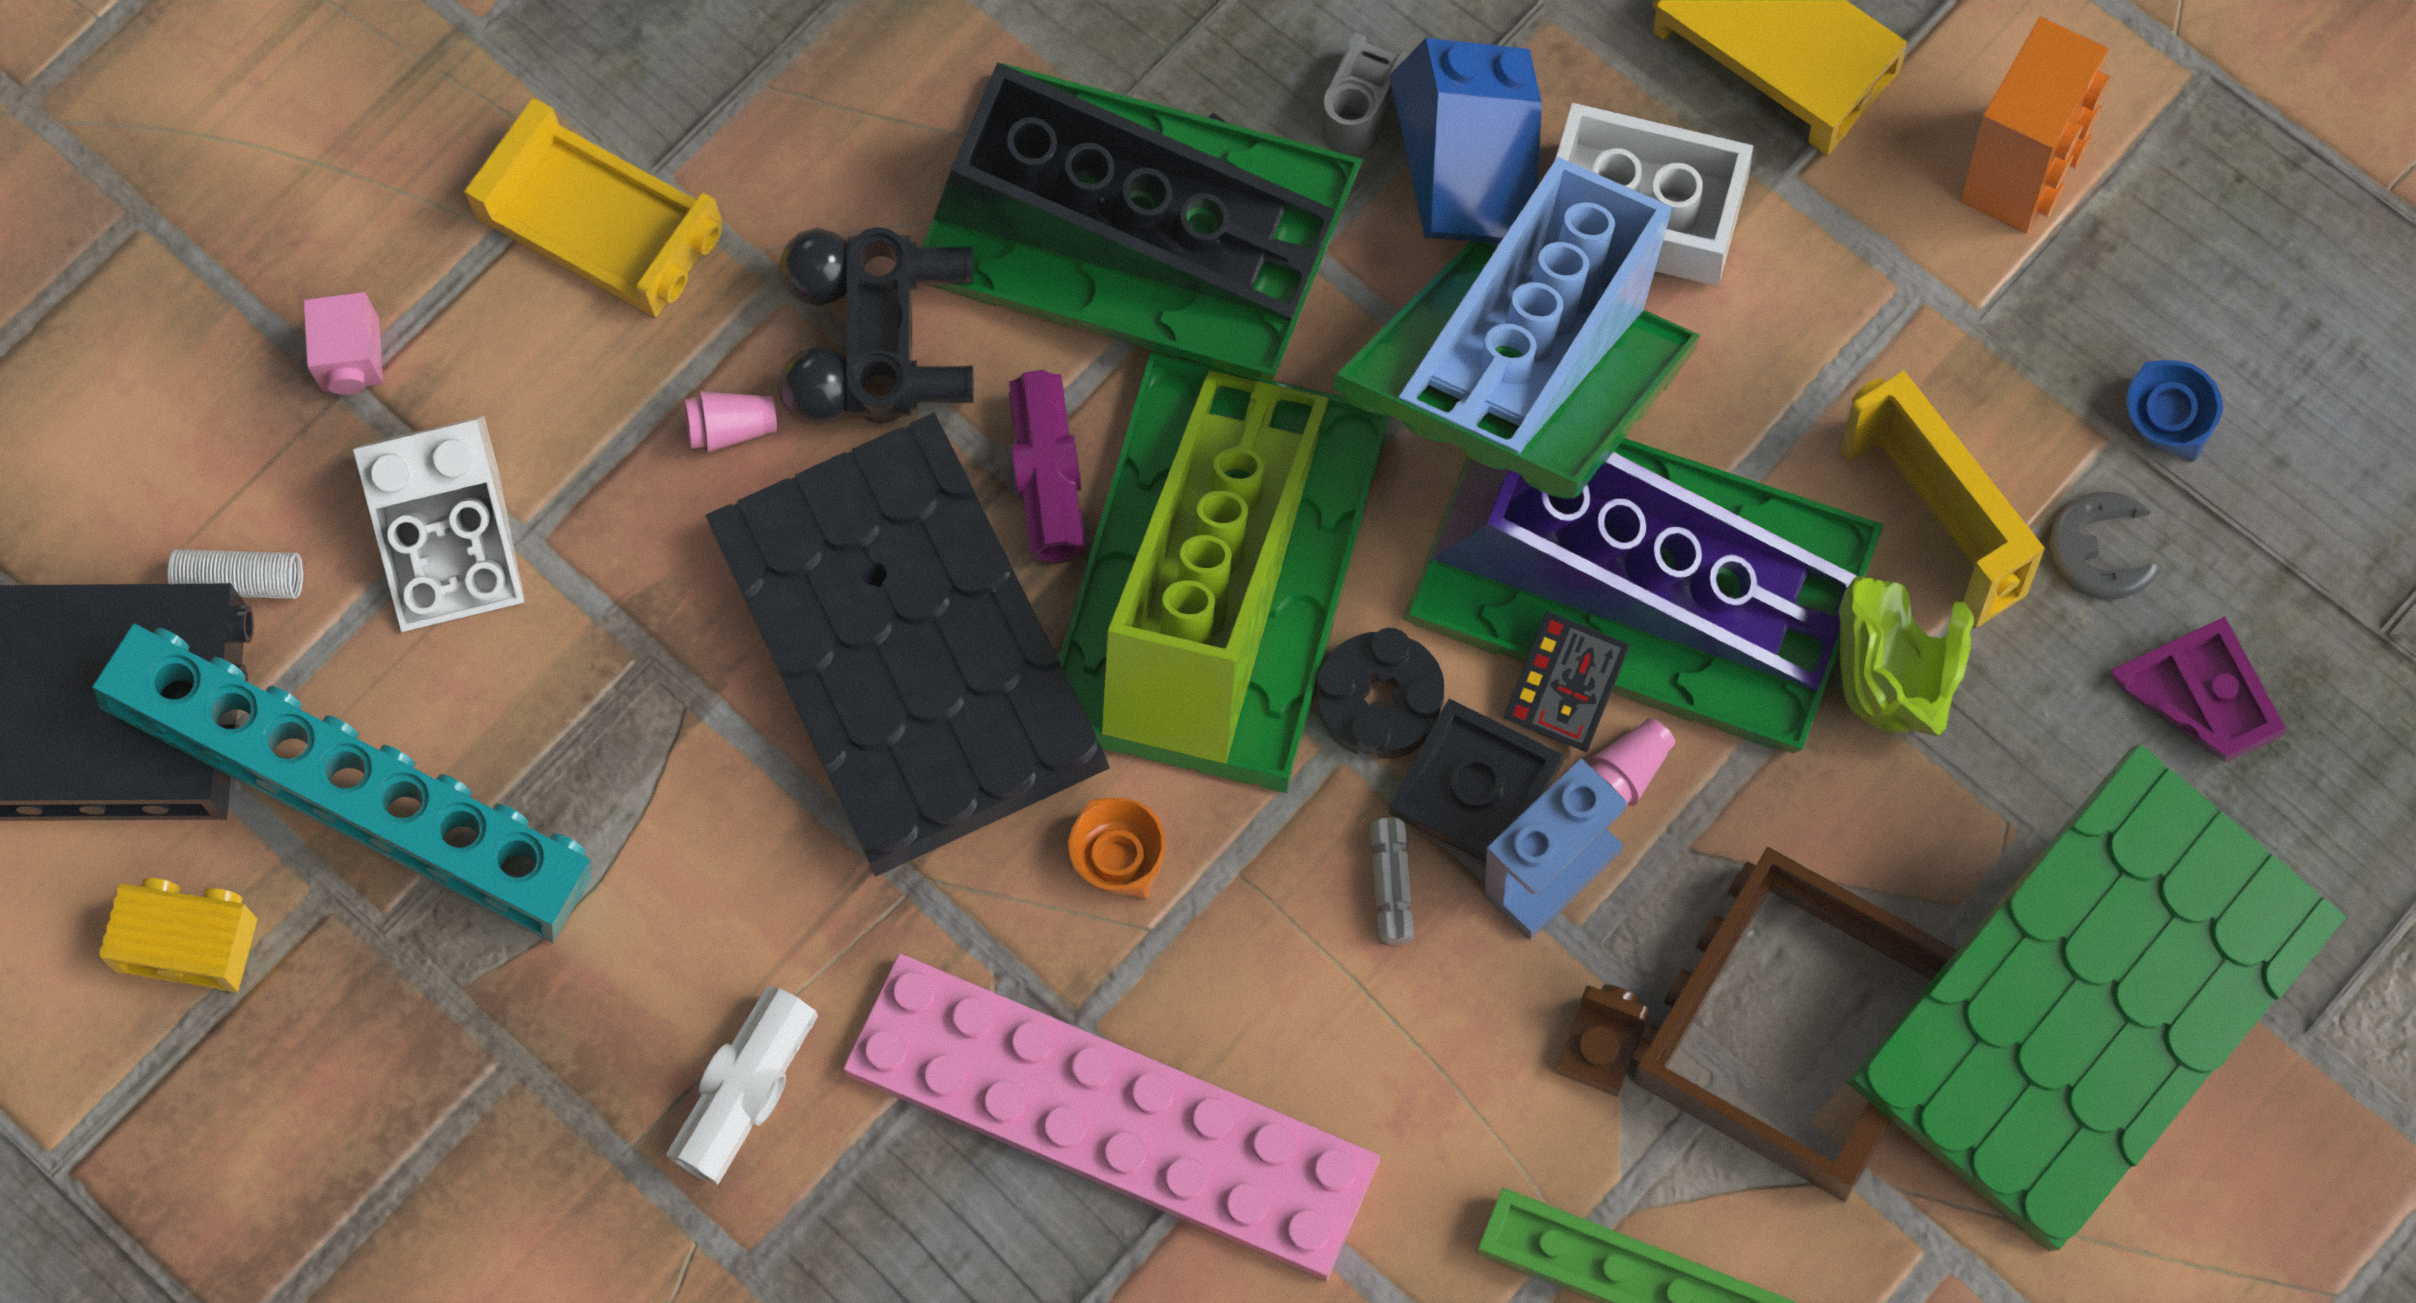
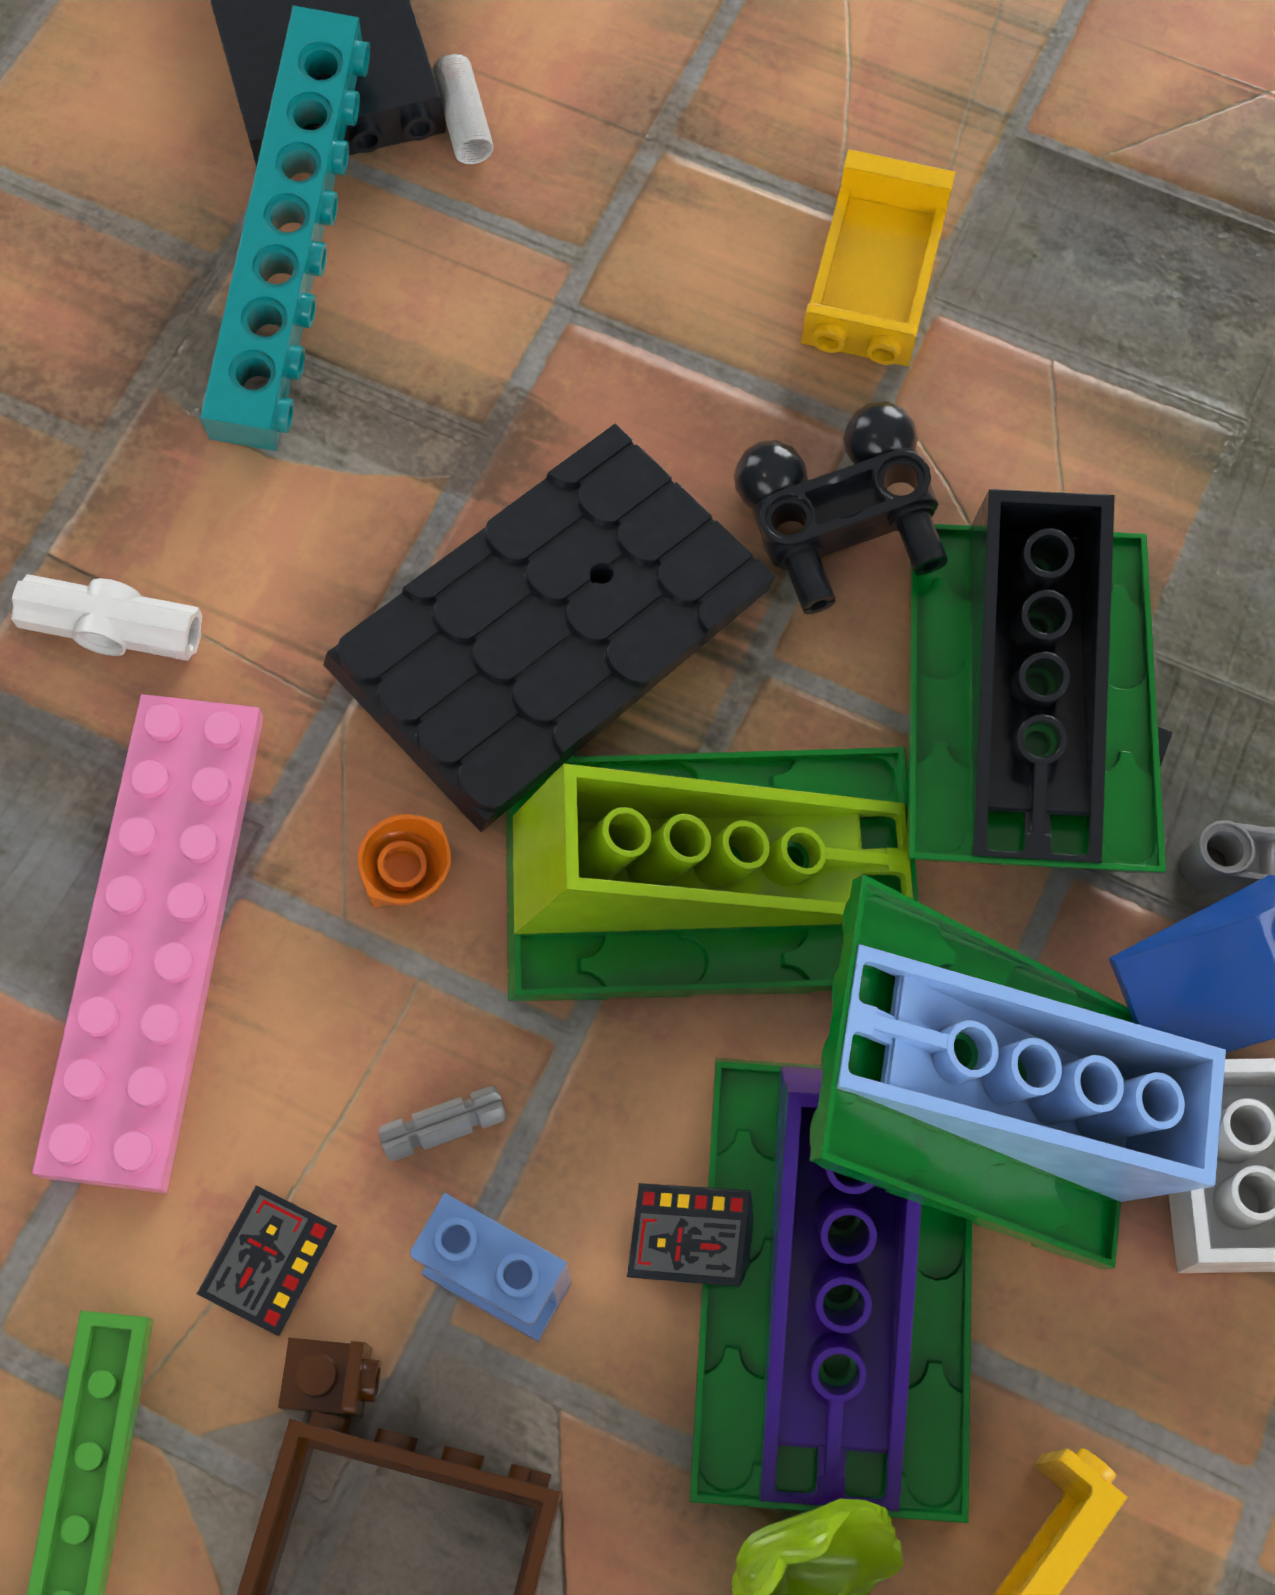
camera: 65 degrees right, 0 degrees up
(179, 935) = (140, 166): yellow brick -> none
(343, 343) = (687, 116): bright pink brick -> none
(441, 523) = (554, 233): white slope -> none
(727, 419) = (717, 418): bright pink cone -> none
(1046, 467) = (760, 691): magenta piece -> none
(1372, 728) = (633, 1095): black plate -> none
(1473, 780) = (560, 1175): black plate -> none
(1477, 1073) = (267, 1260): none -> piece
(1634, 759) = (623, 1323): bright pink cone -> none

